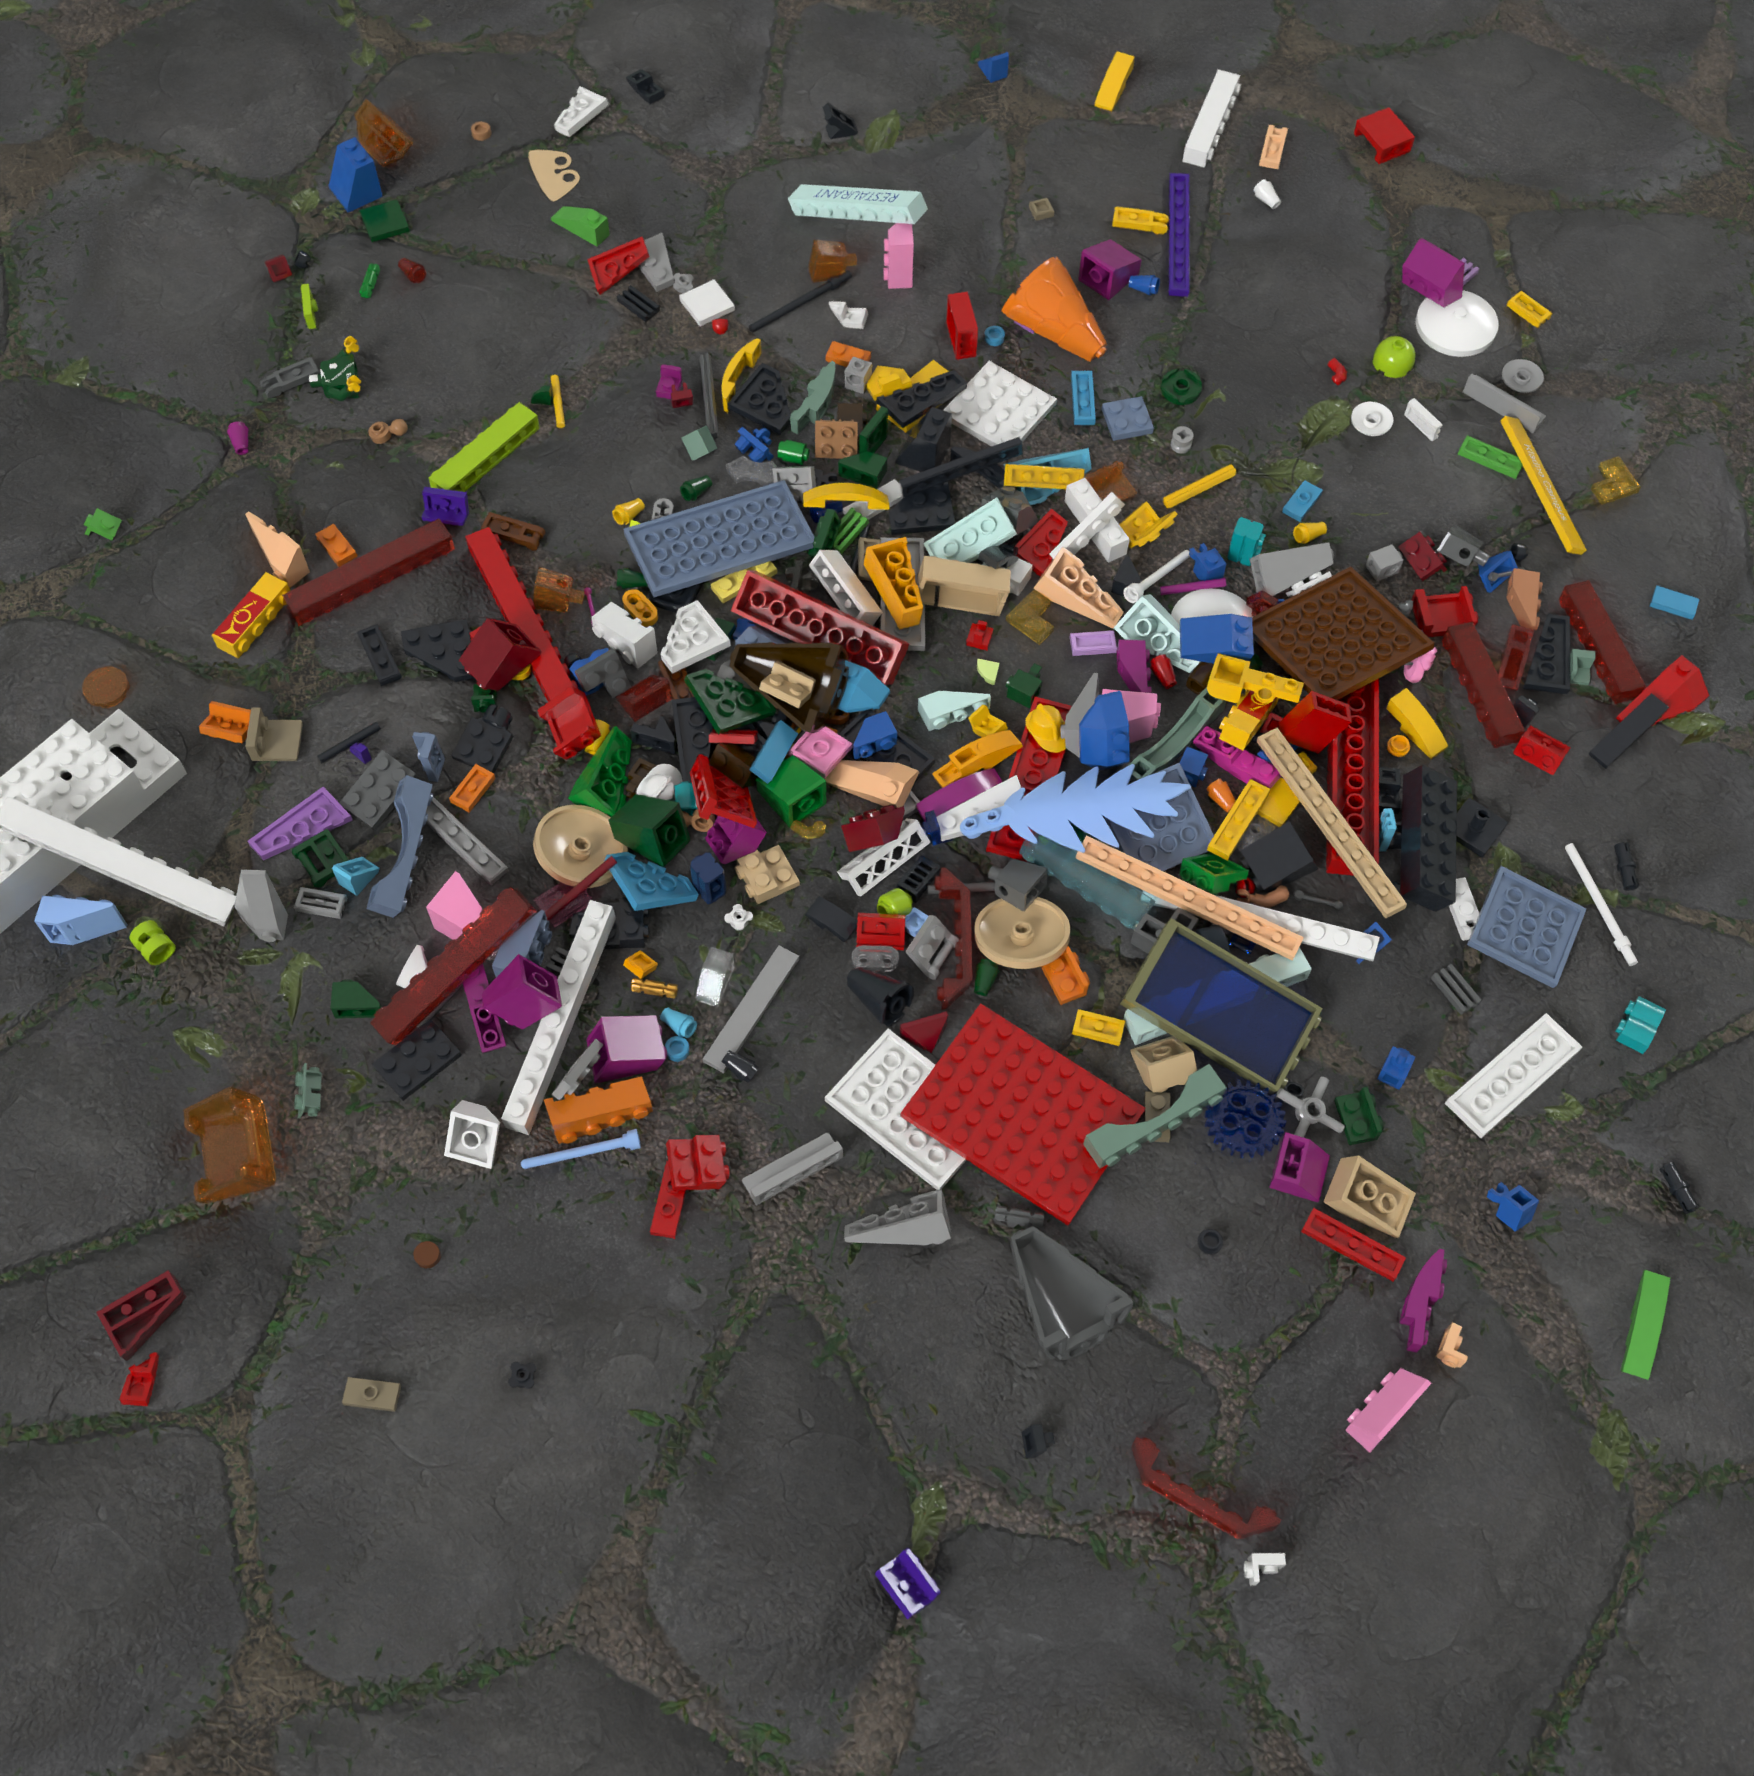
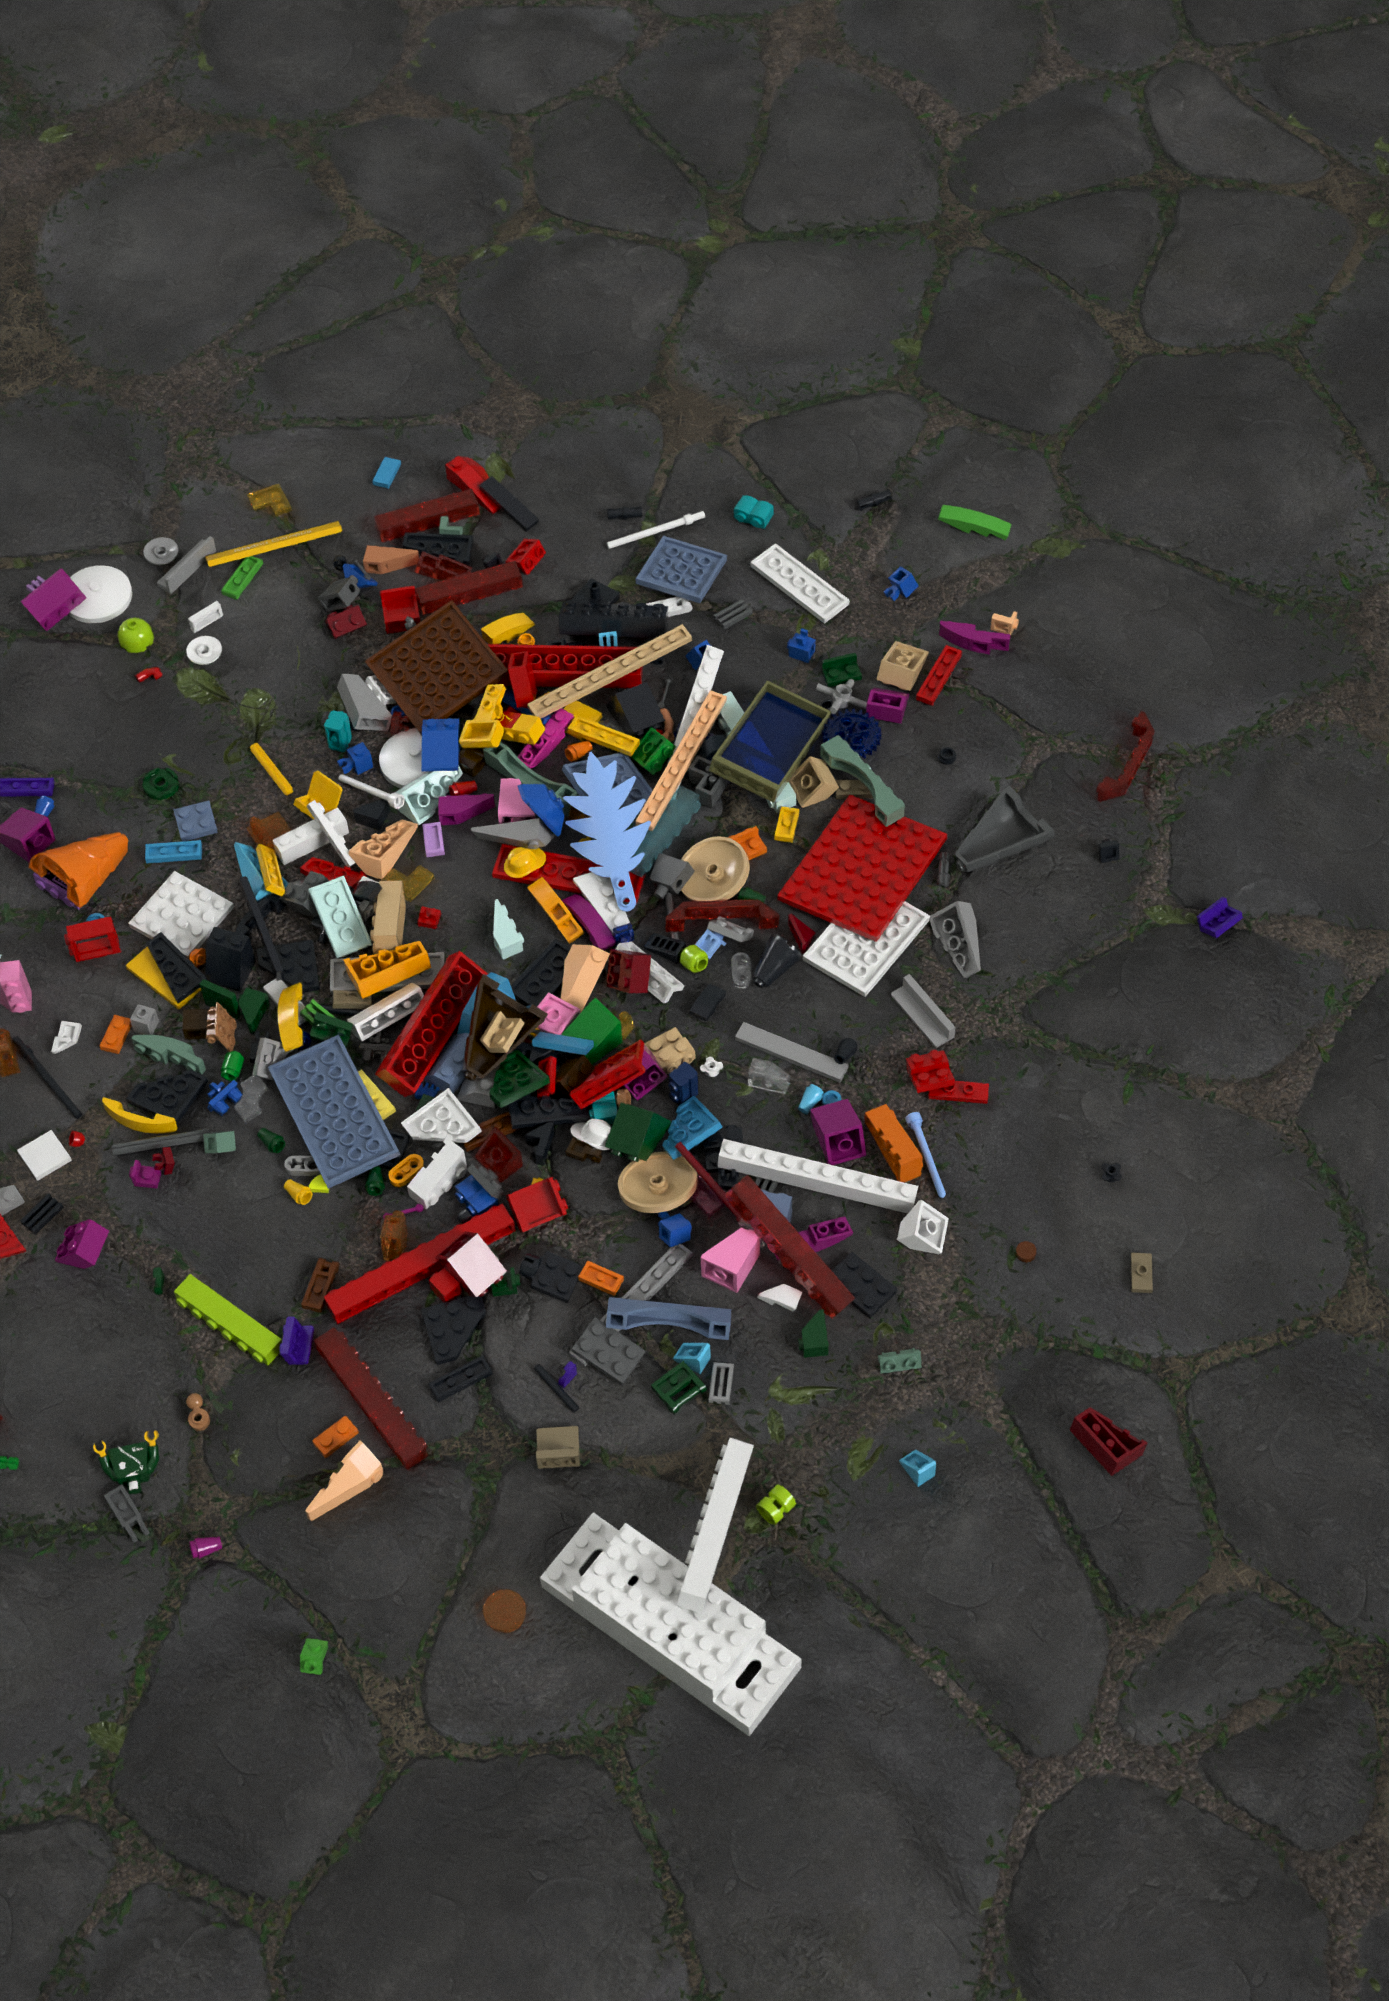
camera: 90 degrees left, 5 degrees down
(77, 919) = (762, 1569): light blue slope -> none
(140, 1382) = (1159, 1438): red slope -> none
(165, 1097) = (919, 1467): none -> medium azure slope
(226, 722) = (544, 1489): orange bracket -> none
(232, 1144) = (960, 1406): clear orange windscreen -> none
(251, 615) = (422, 1491): yellow brick -> none
(260, 905) = (745, 1410): light grey wedge -> none
(299, 824) = (642, 1406): medium lavender wing -> none
(309, 306) = (33, 1510): lime plate -> none
(429, 754) = (576, 1307): sand blue bracket -> none
(516, 861) = (674, 1229): none -> blue brick
(522, 993) = (809, 1192): magenta slope -> none
(557, 401) = (165, 1268): yellow bar -> none
(578, 1070) = (868, 1149): light grey wing -> none
(592, 332) = (82, 1244): none -> magenta slope
(604, 776) = (594, 1180): green wedge -> none
(640, 964) = (761, 1131): light orange tile -> none
(654, 987) = (780, 1119): pearl gold axle -> none
(683, 282) = (20, 1180): light grey plate -> none
(875, 735) = (540, 977): blue slope -> none
(881, 930) = (719, 965): red plate -> none
(886, 380) = (152, 995): yellow plate -> none
(984, 723) = (521, 905): yellow bracket -> none
(988, 670) = (464, 909): yellowish green tile -> none
(1025, 686) = (482, 881): dark green brick -> none
(1182, 439) = (226, 782): light grey wheel -> none
(1193, 586) = (376, 767): magenta bar -> none
(1193, 765) = (552, 768): blue brick -> none
(1266, 1561) = (1169, 727): white bracket -> none
(1302, 501) = (287, 700): dark azure plate -> none
(1309, 531) = (321, 694): yellow cone -> none
(1384, 562) = (353, 645): light grey brick -> none
(1385, 1407) = (1056, 654): bright pink slope -> none
(1528, 309) = (85, 548): yellow tile -> none

